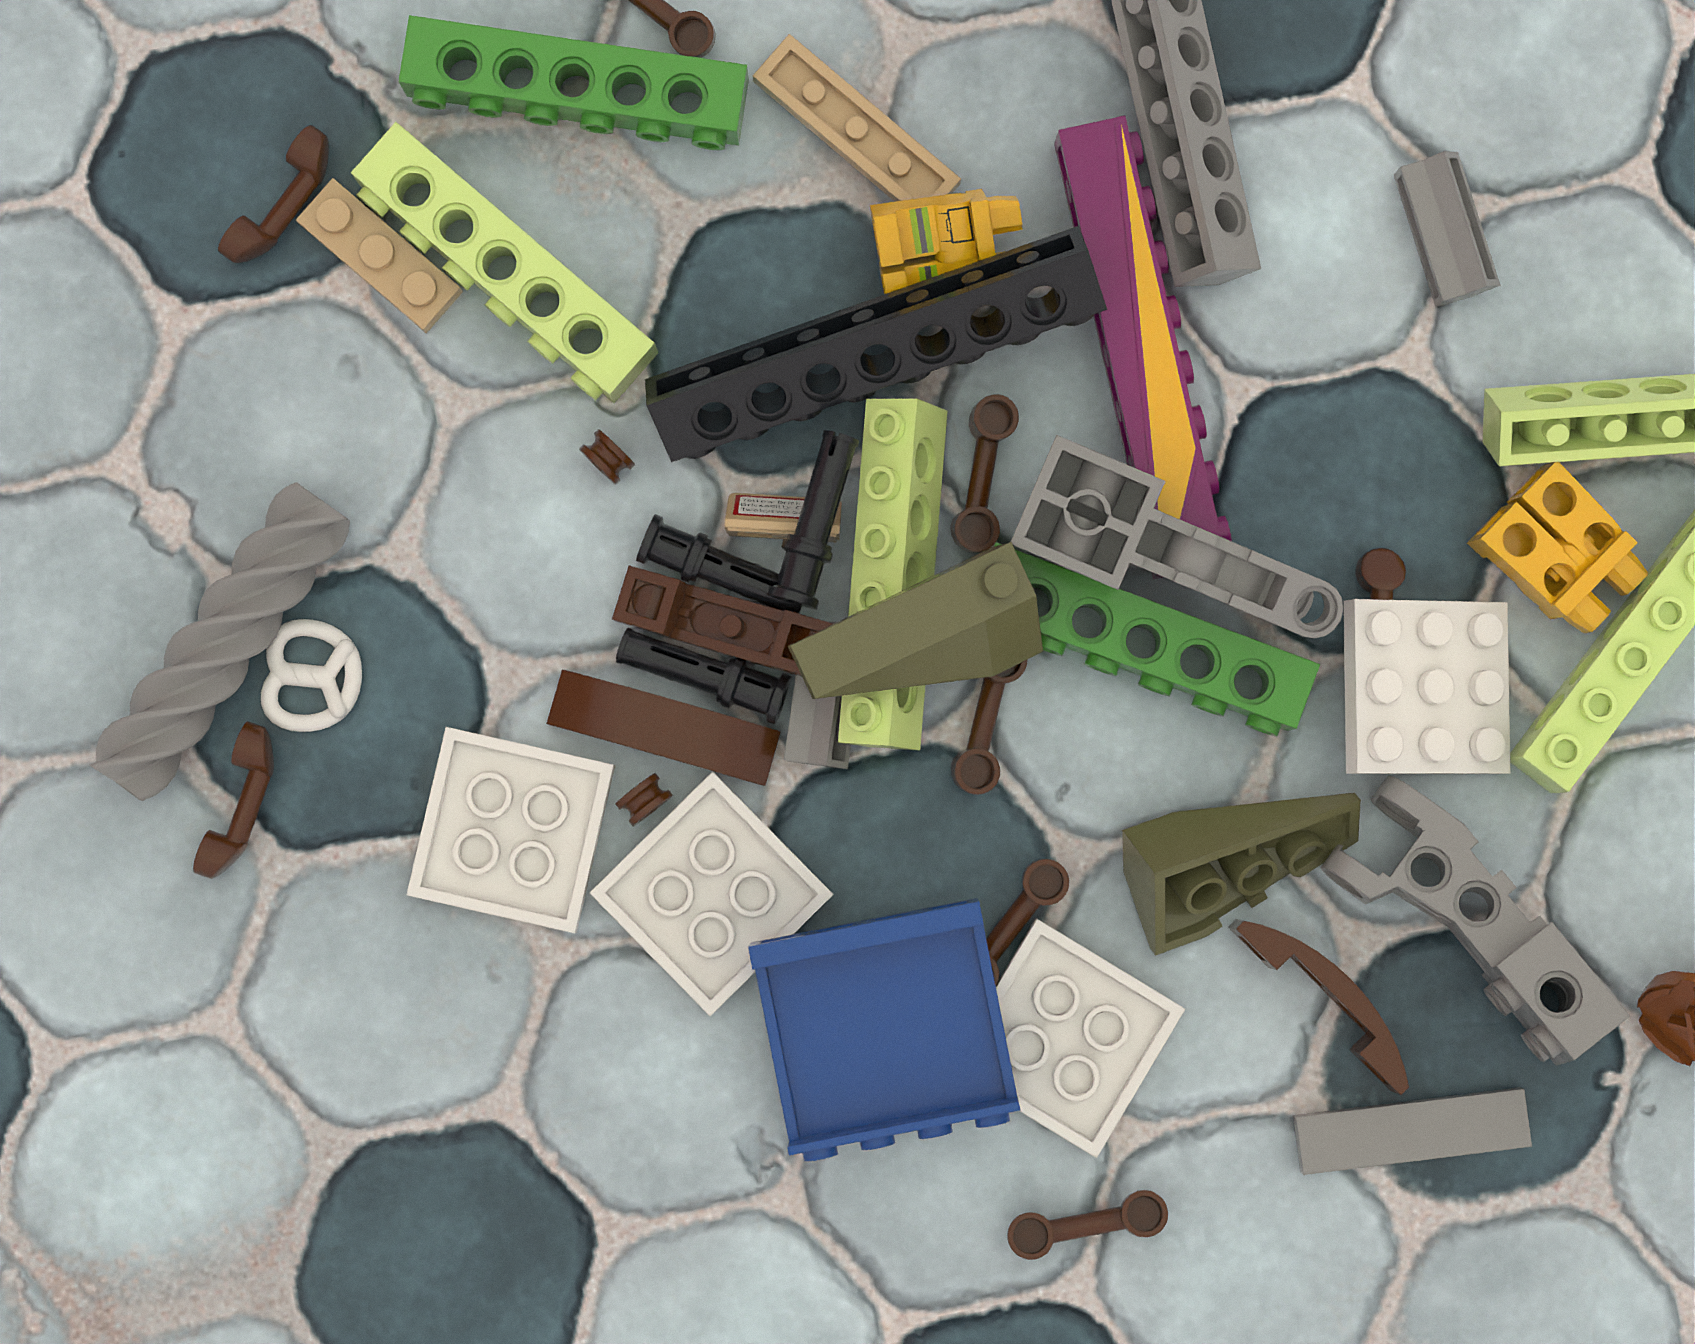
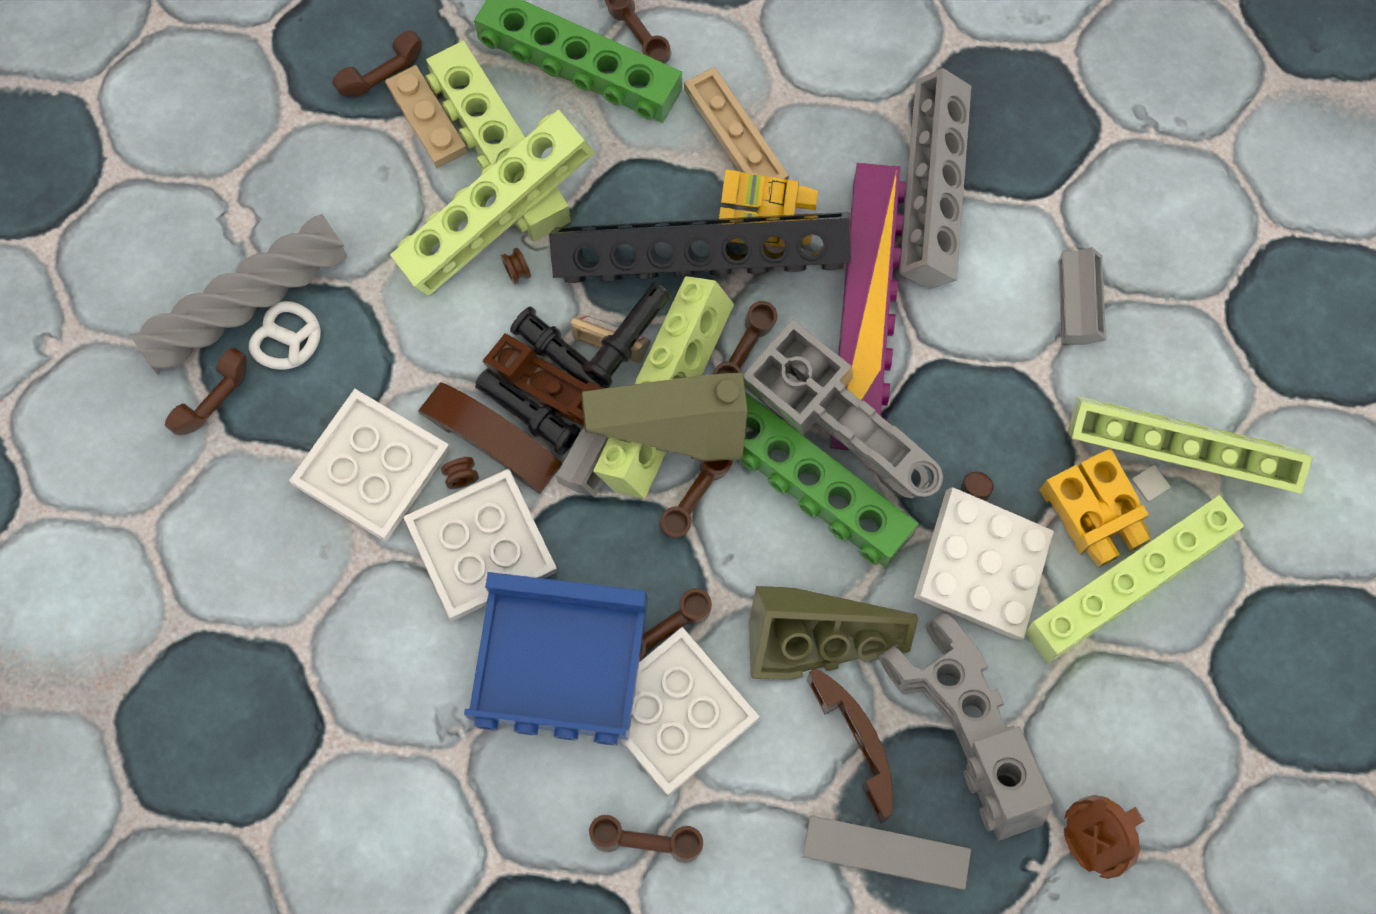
camera: 20 degrees right, 15 degrees down
(633, 269) = (511, 203): none -> yellowish green brick
(1621, 480) = (1151, 483): none -> white sticker

